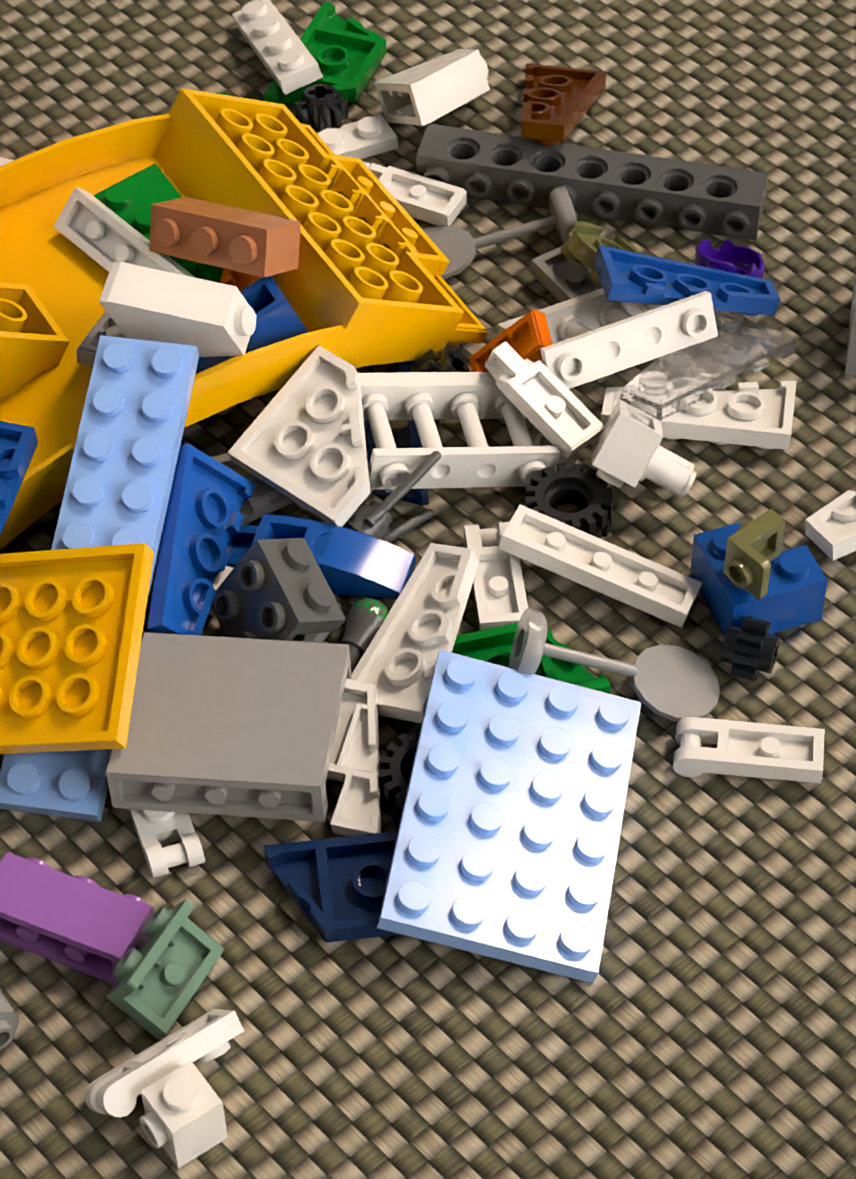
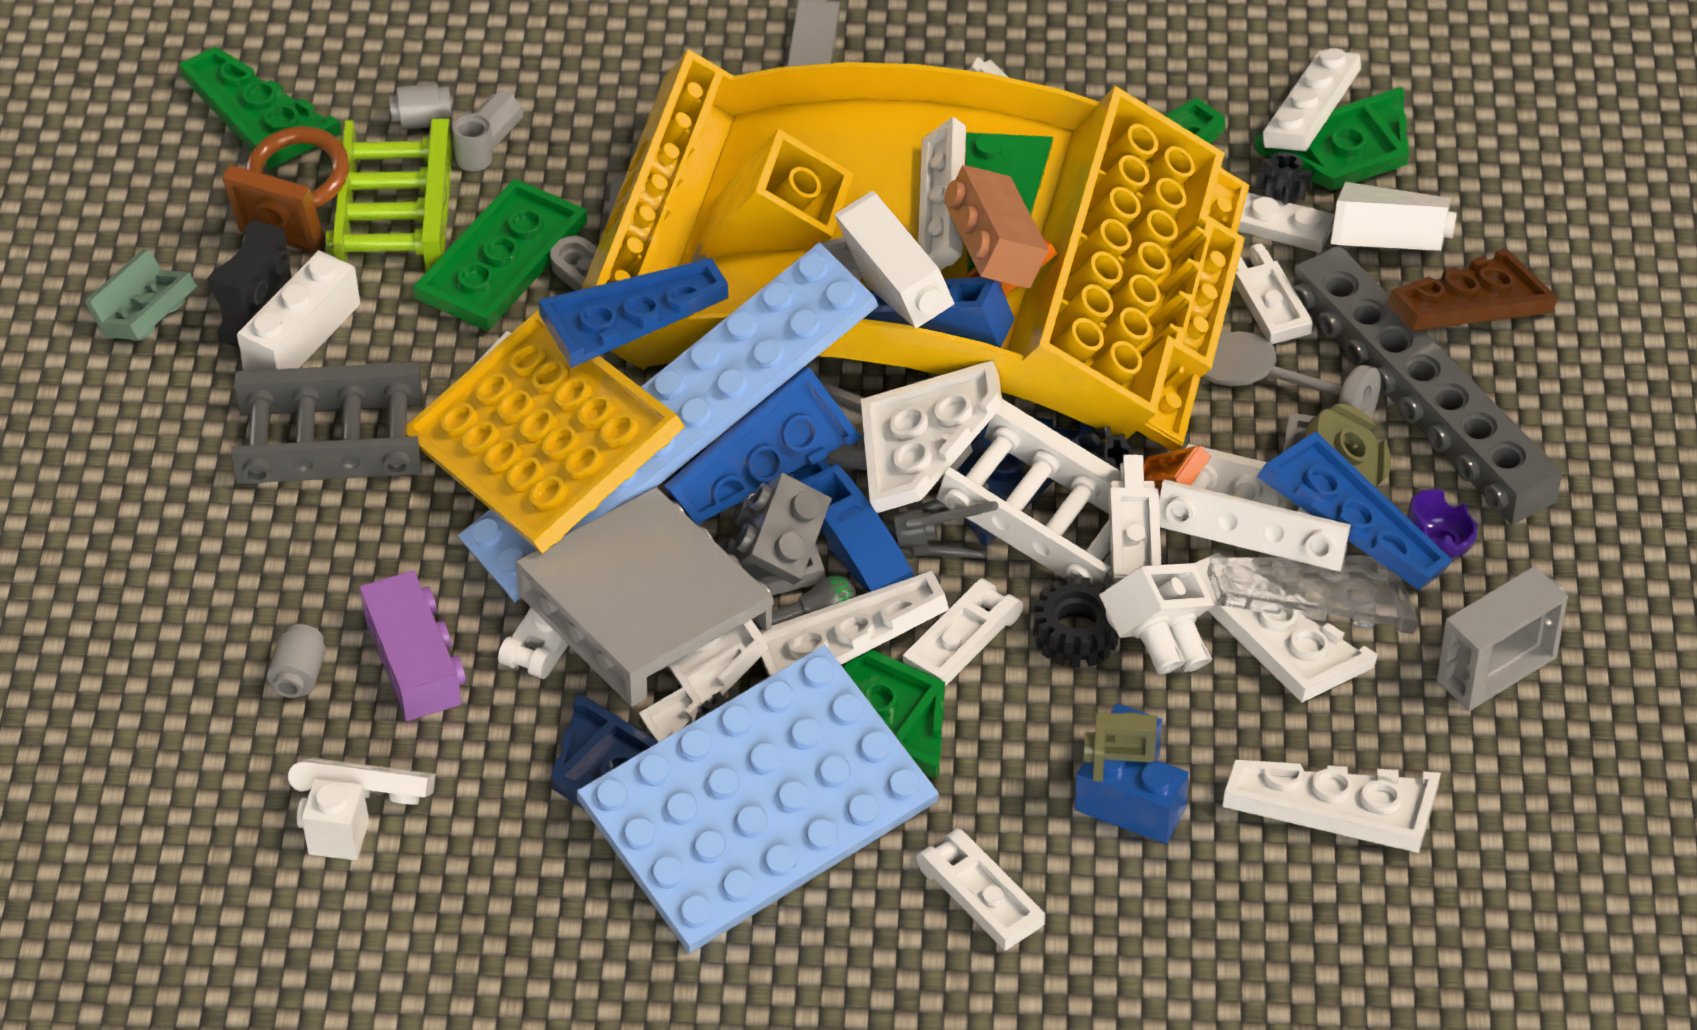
camera: 45 degrees right, 0 degrees up
(165, 970) = (426, 722): sand green bracket -> none
(600, 565) = (1034, 676): white plate -> none
(665, 677) = (985, 799): light grey piece -> none
(750, 648) = (1068, 818): black gear -> none

